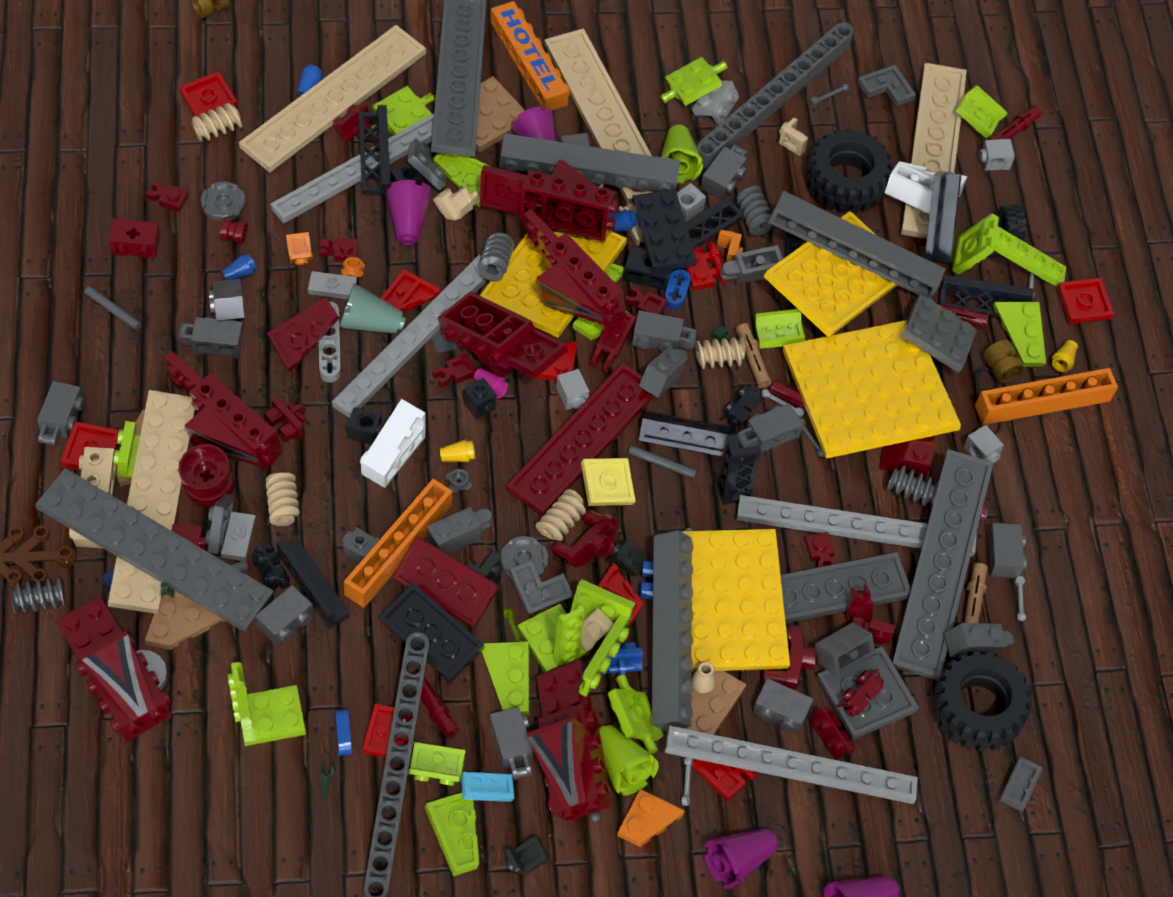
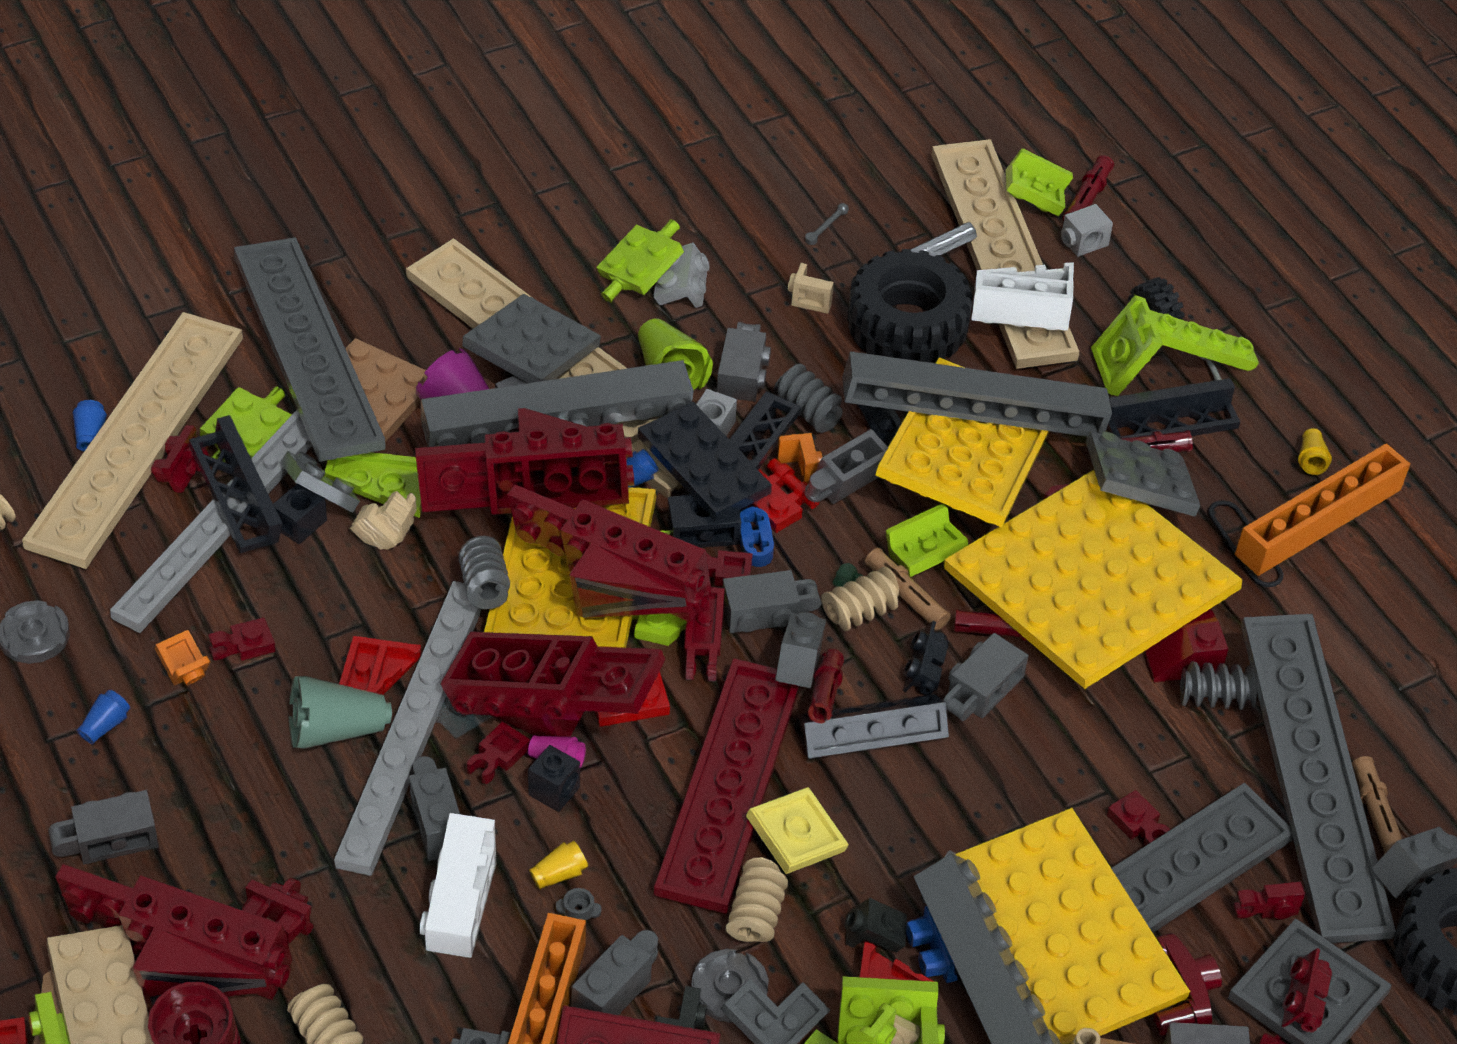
camera: 20 degrees left, 10 degrees down
(226, 299) = (108, 765): flat silver brick -> none
(235, 231) = (74, 666): dark red wheel -> none
(302, 332) = (245, 774): dark red wing -> none
(331, 285) = (254, 695): light grey plate -> none
(334, 342) = (292, 774): light grey beam -> none
(353, 267) = (275, 659): orange plate -> none
(361, 418) = (399, 890): black brick -> none
(402, 385) = (432, 803): none -> dark grey brick
(408, 209) = (322, 550): magenta cone -> none
(529, 56) = (391, 294): orange brick -> none
(572, 389) = (681, 720): light grey brick -> none
(594, 542) = (825, 921): dark red connector -> none
(596, 114) = (531, 340): none -> dark grey plate
(663, 462) = (856, 776): dark grey bar -> none
(672, 395) = (827, 678): none -> dark red pin
(731, 473) = (981, 744): black fence -> none
(765, 393) = (951, 634): light grey hinge -> none
(776, 92) = (758, 241): dark grey beam -> none
(811, 438) = (1065, 685): dark grey hinge -> none
(832, 521) = (1135, 772): light grey plate -> none
(845, 649) = (1252, 940): flat silver brick -> none
(860, 606) = (1238, 874): dark red plate -> none
(889, 81) = (898, 182): dark grey plate -> none
(895, 133) = (948, 240): none -> axle
(943, 216) = (1072, 320): fence -> none
(984, 445) = (1277, 597): light grey brick -> none
(1003, 361) = (1238, 481): pearl gold wheel -> none
(1006, 550) = (1383, 728): dark grey brick -> none
(1019, 581) = (1420, 765): light grey hinge -> none
(1024, 328) = (1245, 435): lime wing -> none
(1085, 300) = (1298, 374): red plate -> none

